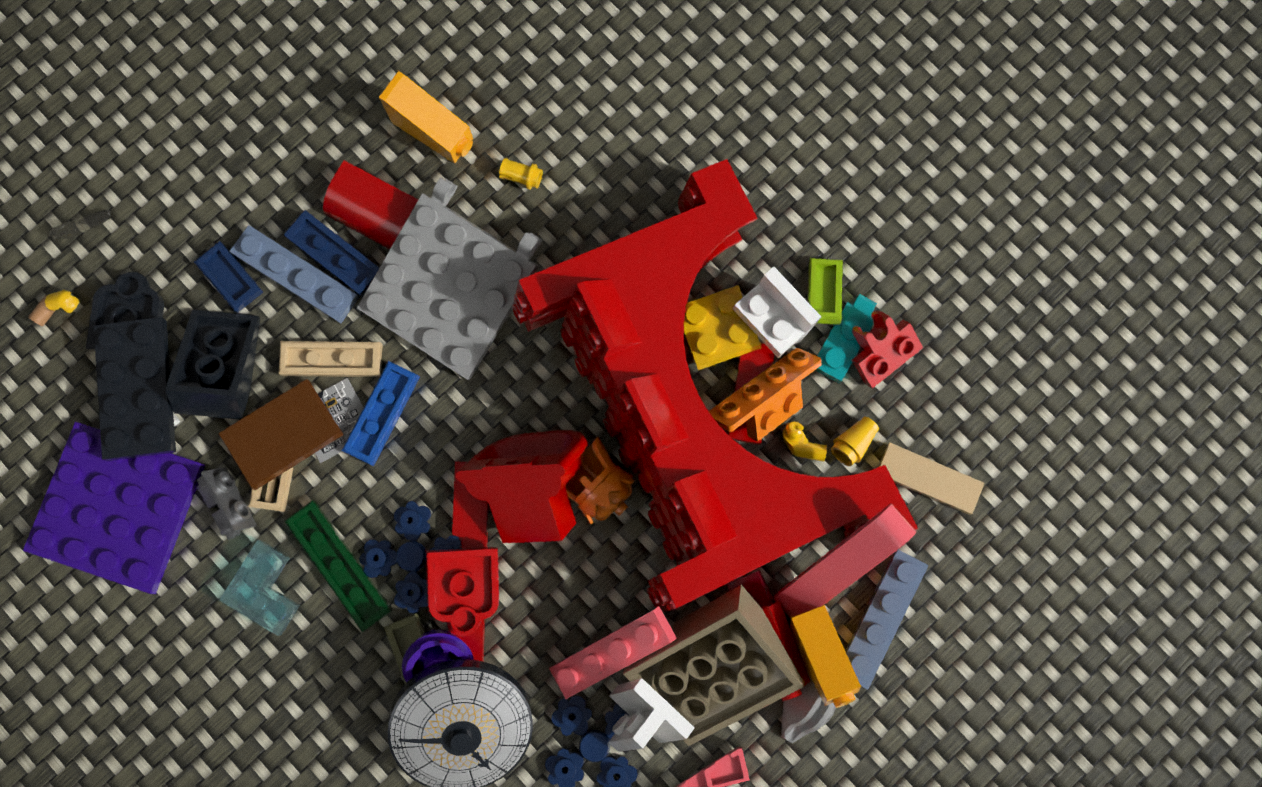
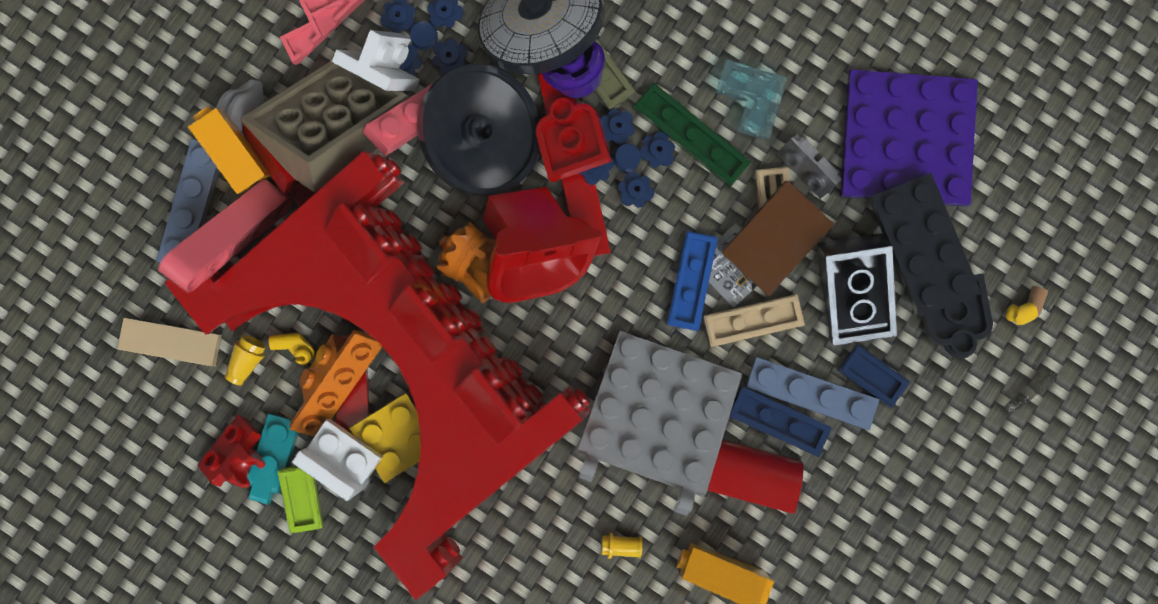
camera: 170 degrees right, 5 degrees up
(556, 619) = (479, 130): none -> black dish

